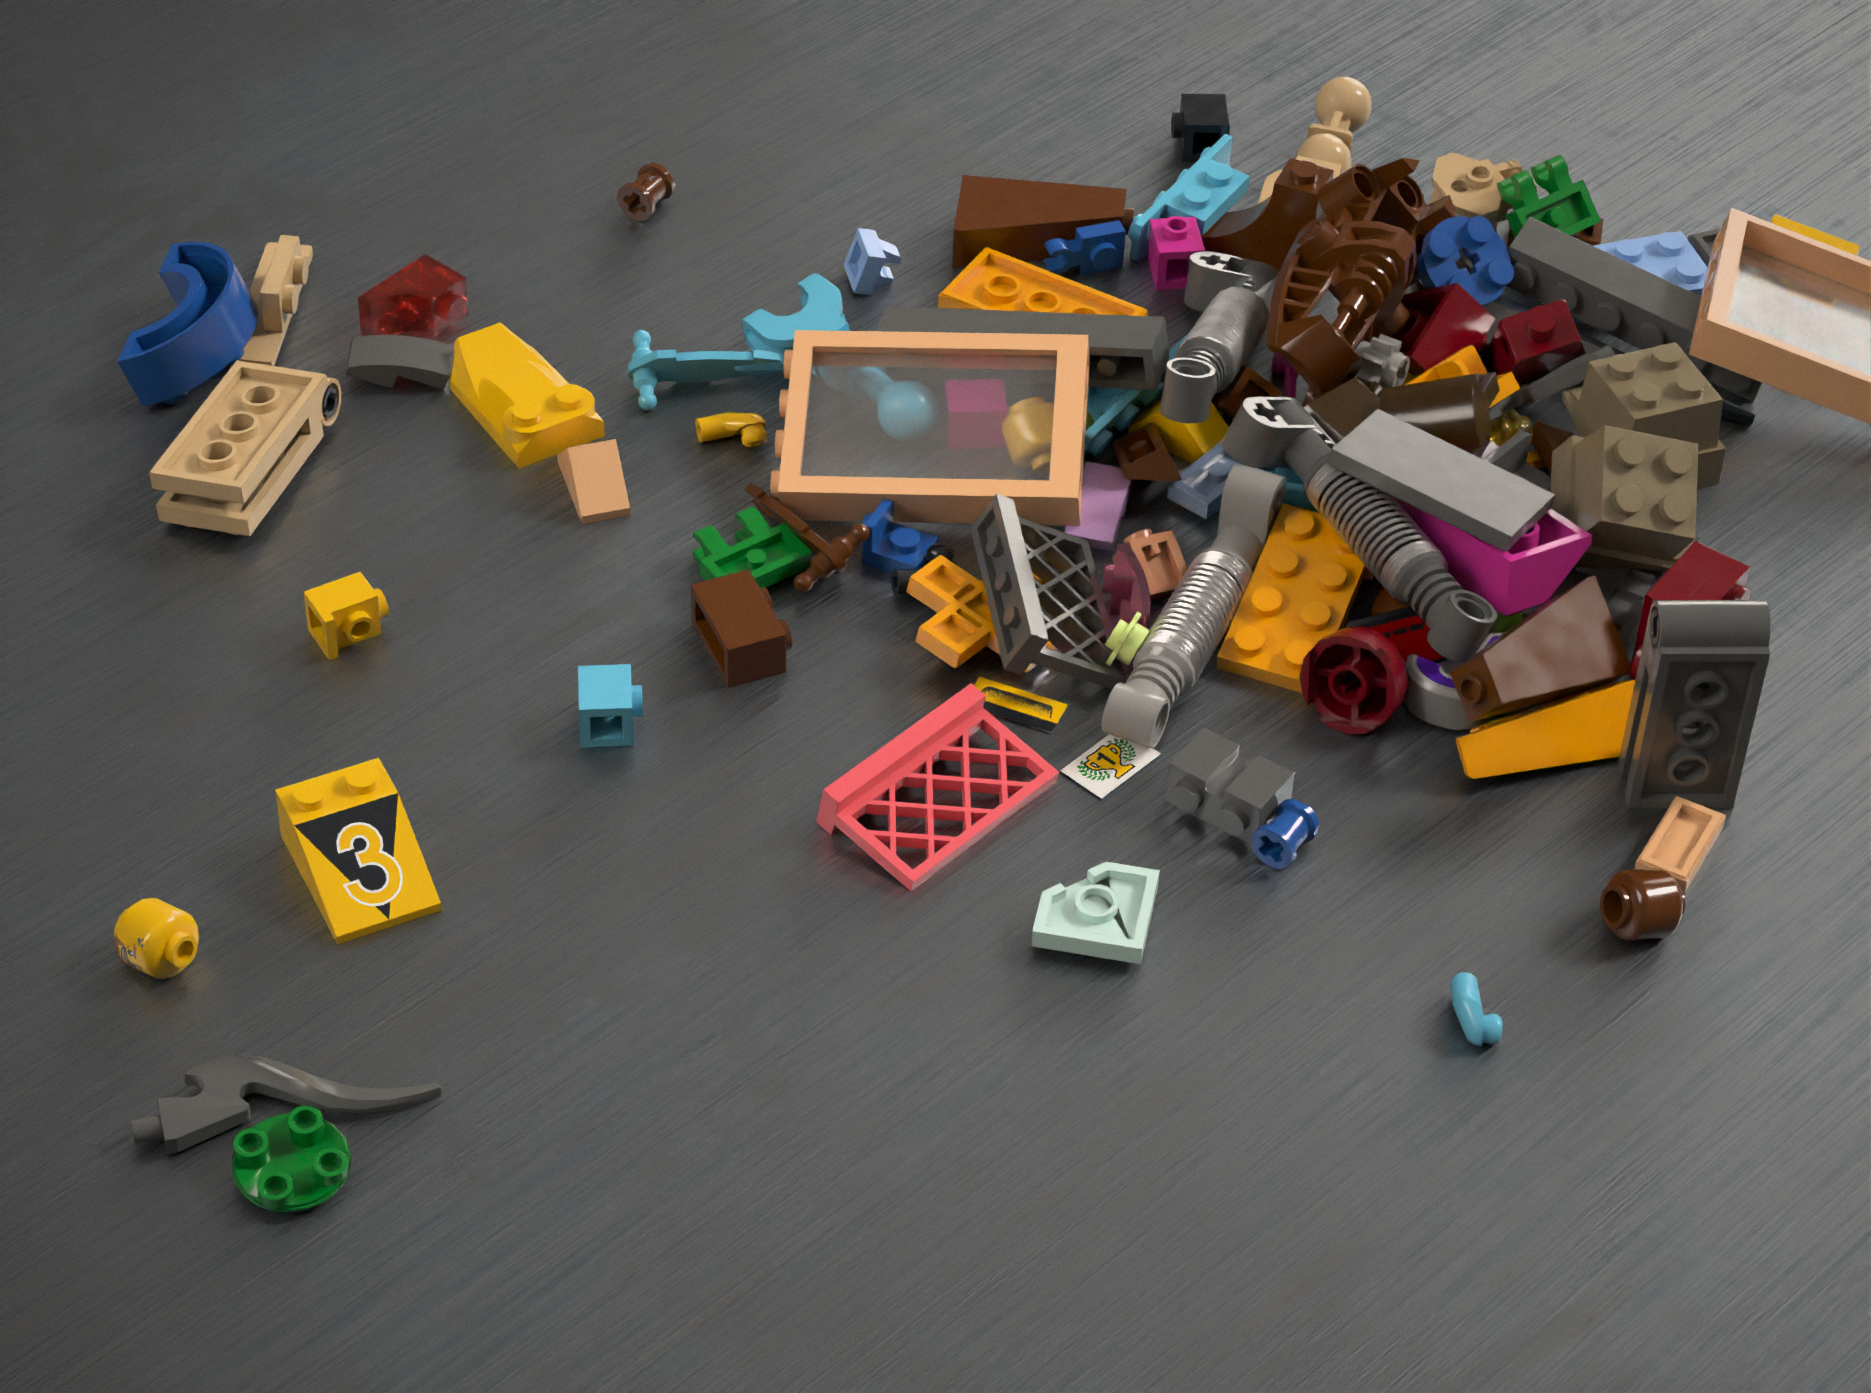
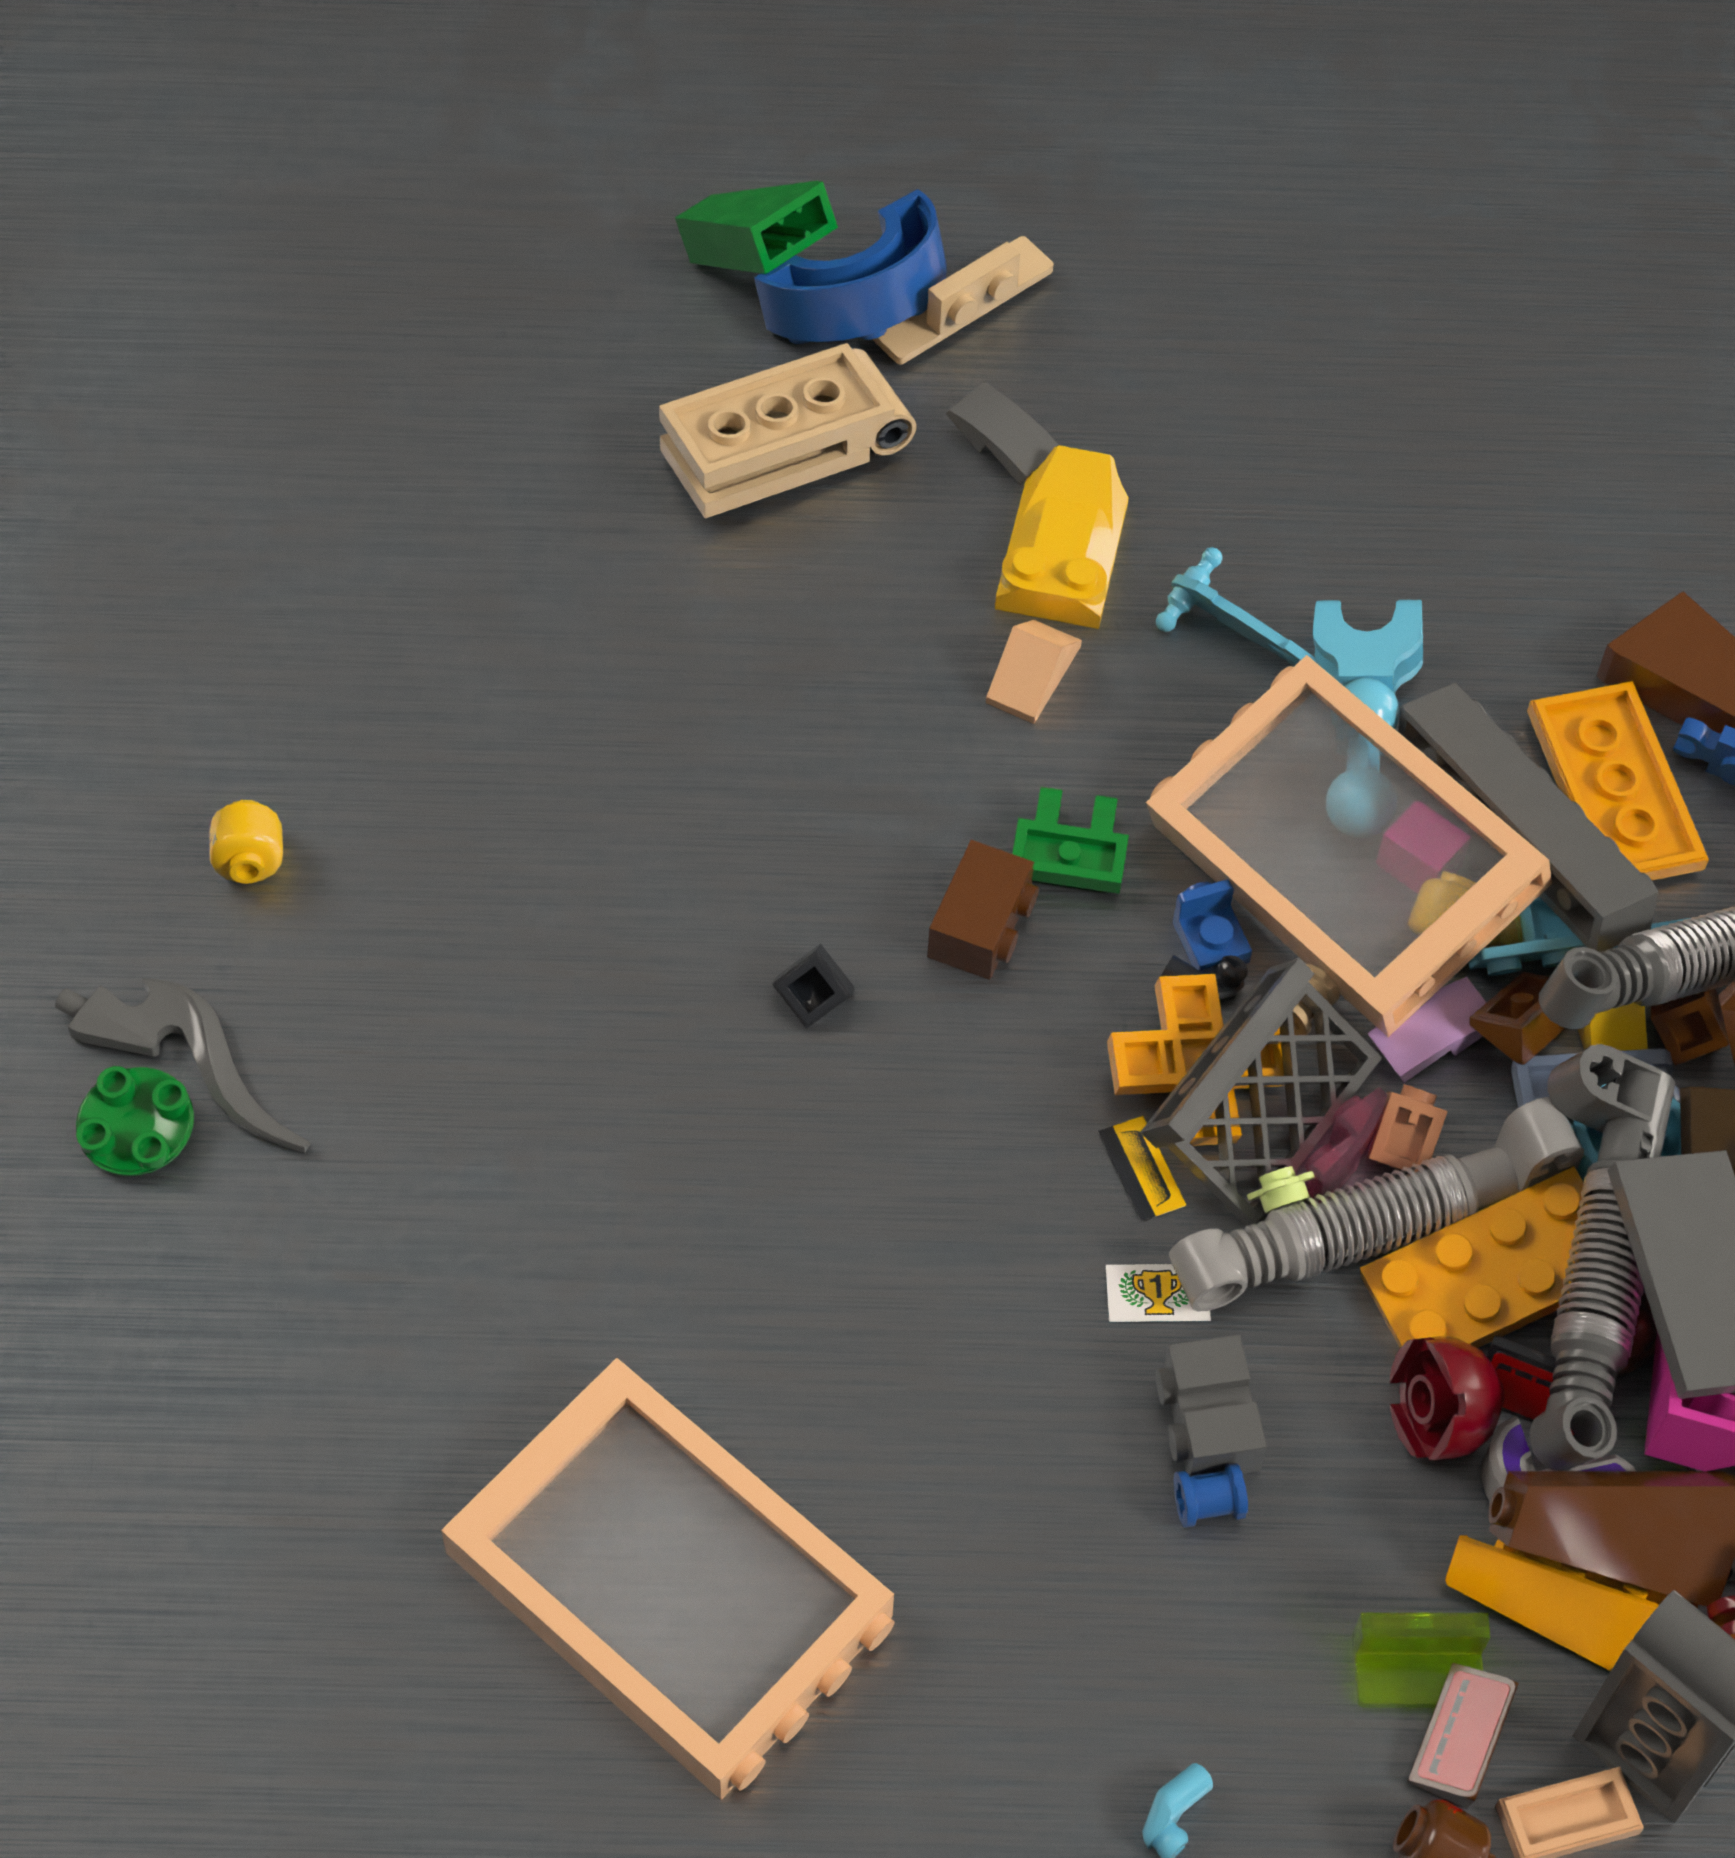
camera: 45 degrees right, 15 degrees up
(73, 336) = (756, 226): none -> green slope
(344, 613) = (692, 649): yellow brick -> none
(356, 850) = (465, 882): yellow slope -> none
(416, 298) = (1076, 378): clear red arch -> none
(607, 705) = (795, 899): medium azure brick -> none
(646, 191) = (1393, 404): reddish brown bush -> none
(679, 746) = (813, 986): none -> black slope
(731, 424) = (1206, 698): yellow arm -> none
(828, 557) = (1133, 896): reddish brown piece -> none
(866, 261) = (1510, 621): light blue tile -> none
(900, 765) = (971, 1150): coral fence -> none
(1019, 1128) = (670, 1578): none -> window
(1100, 914) = (967, 1434): light aqua plate -> none
(1504, 826) = (1407, 1655): none -> clear neon green panel
(1578, 841) = (1462, 1734): none -> slope

